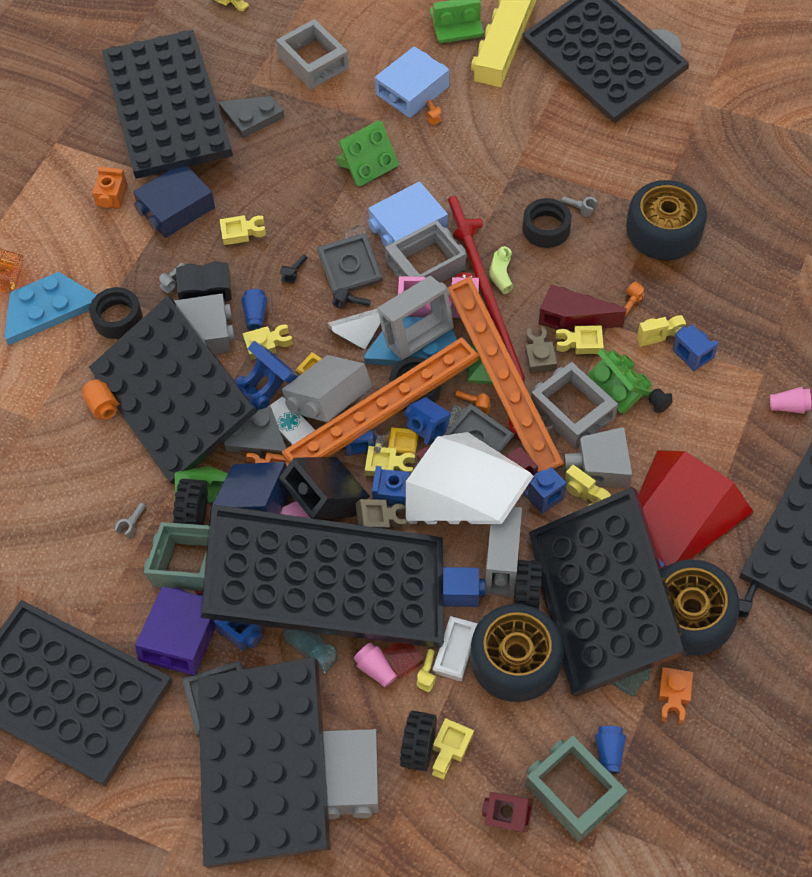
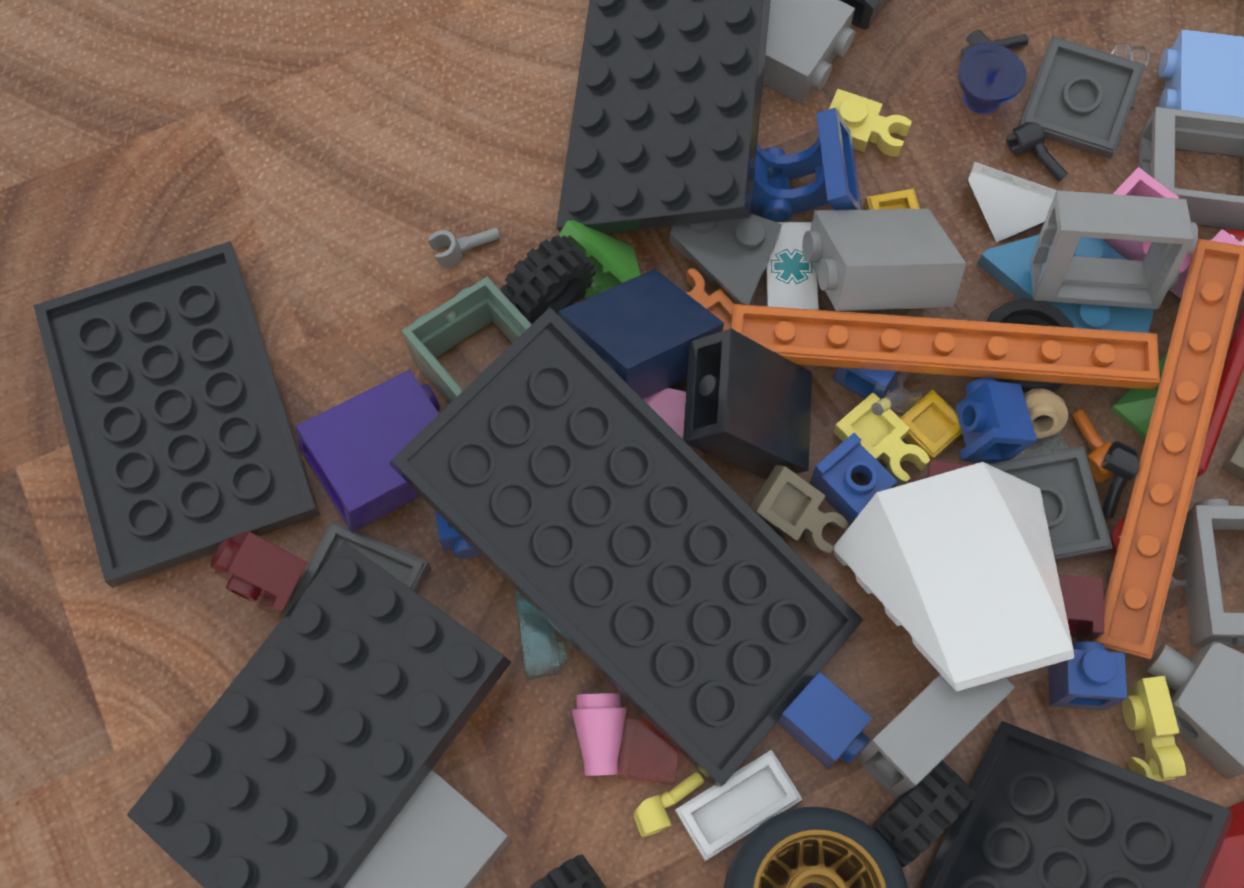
camera: 40 degrees right, 10 degrees up
(100, 399) = (565, 41): orange brick -> none
(170, 720) = (258, 570): none -> dark red brick
(254, 308) = (886, 63): blue cone -> none
(305, 282) = (990, 77): none -> clear blue piece
(446, 397) = (1046, 403): none -> tan plate
(492, 398) = (1124, 464): none -> black hand

